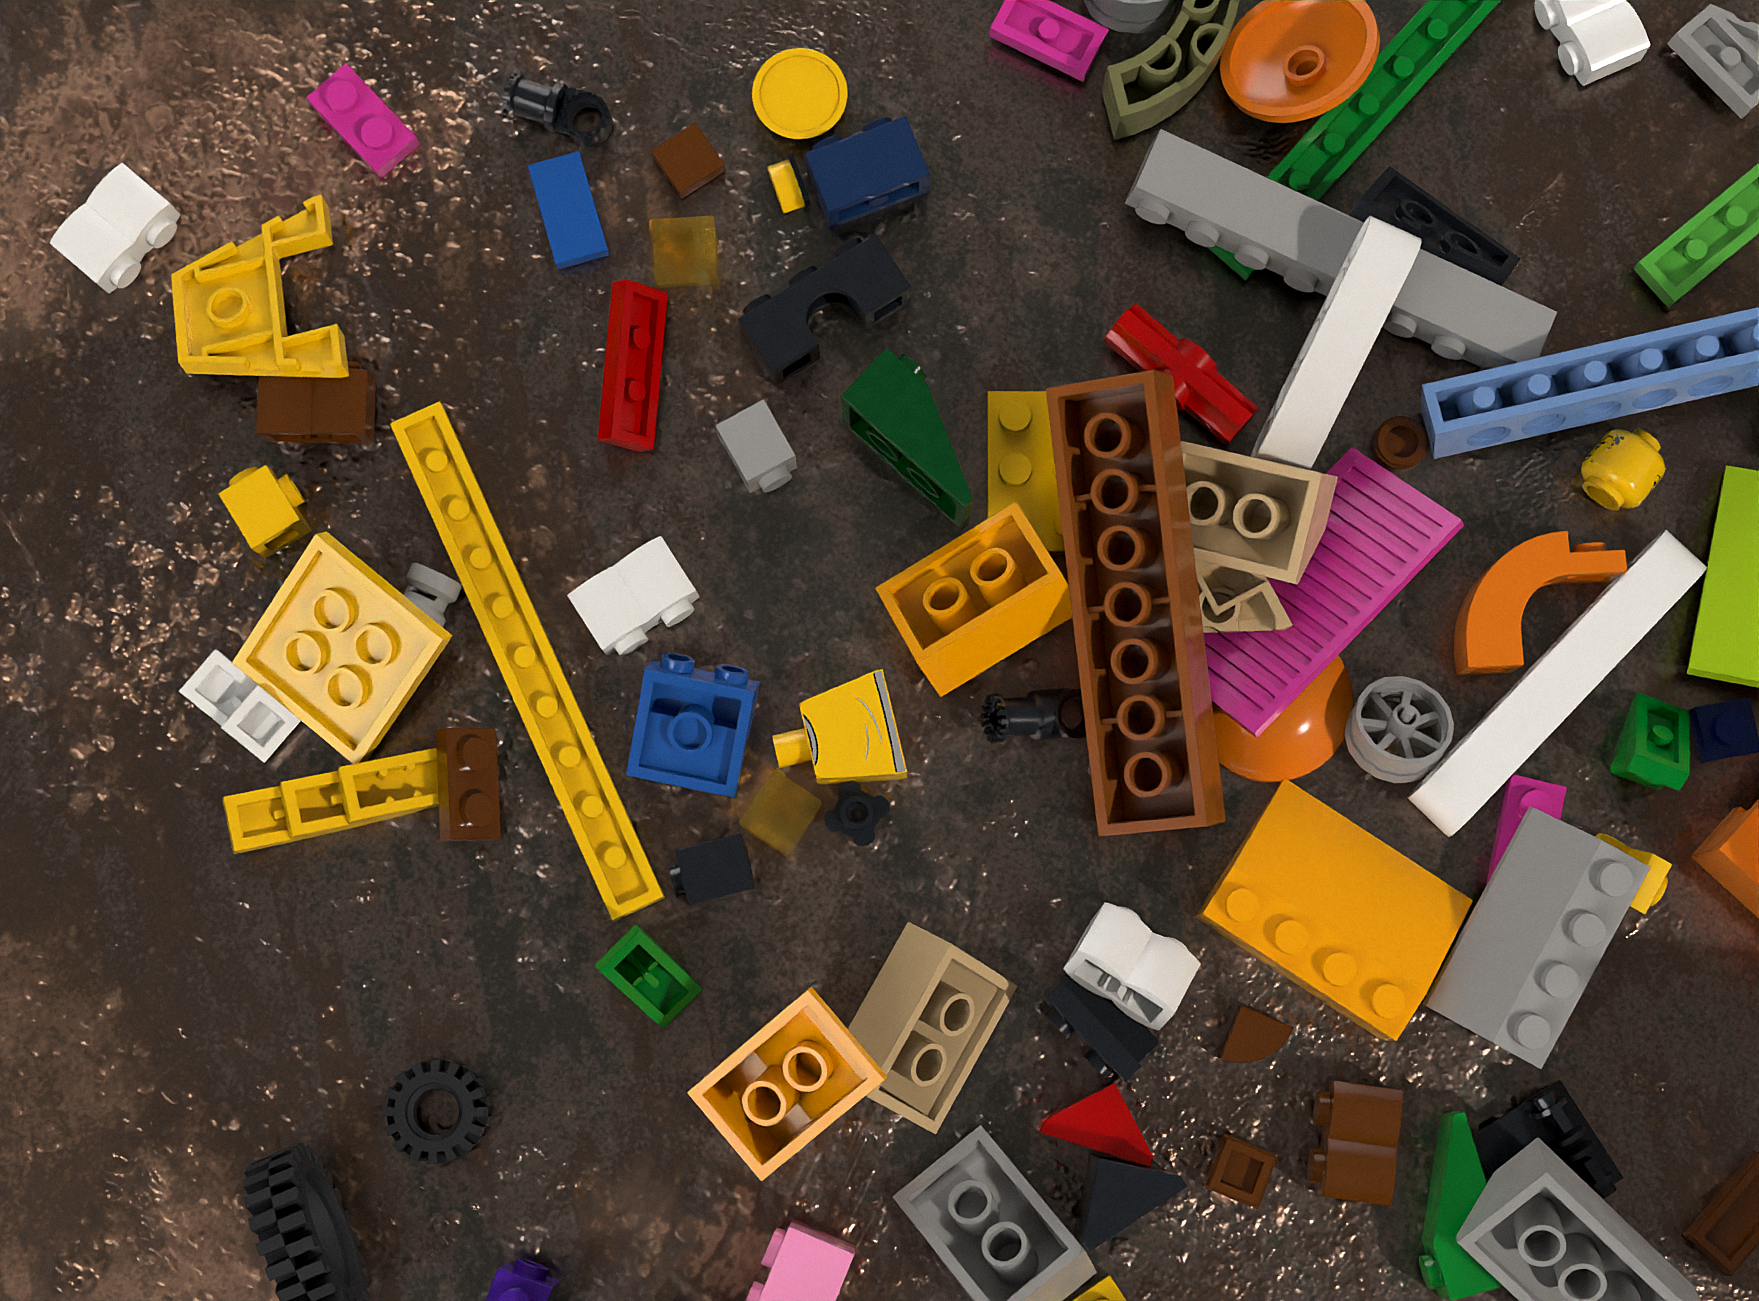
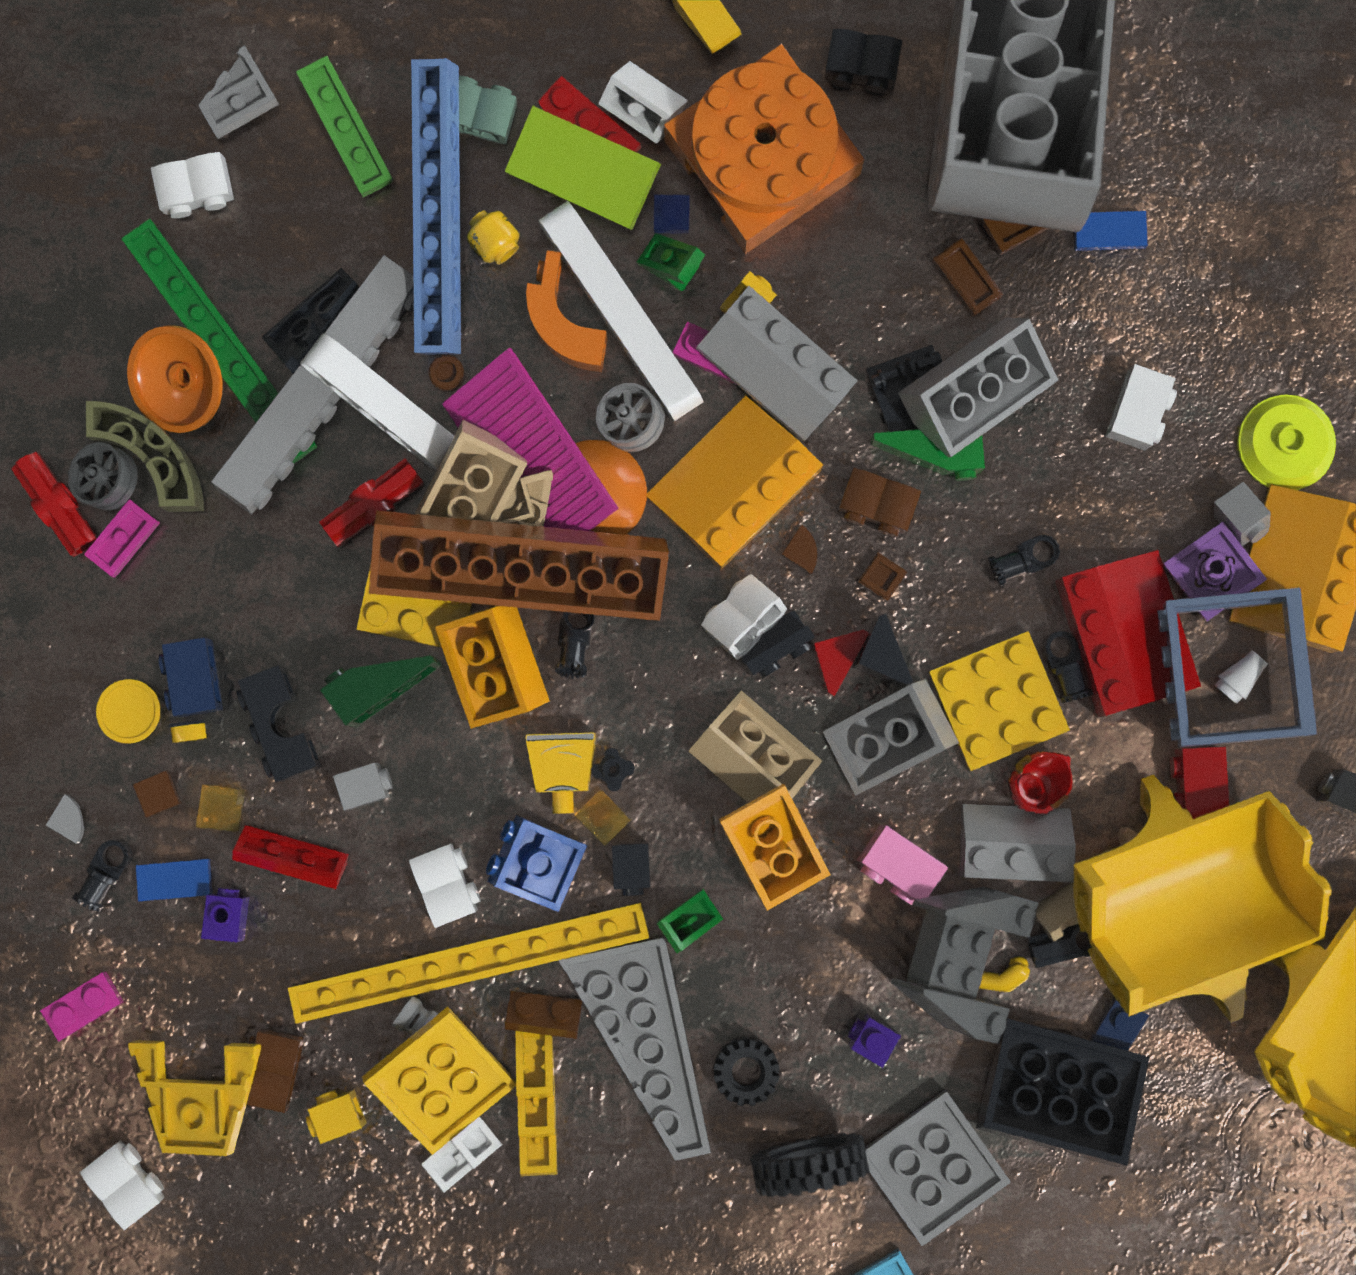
camera: 75 degrees left, 5 degrees up
(485, 933) = (641, 1020): none -> light grey wing
(528, 291) = (225, 916): none -> dark purple brick
(626, 44) = (68, 819): none -> light grey tile

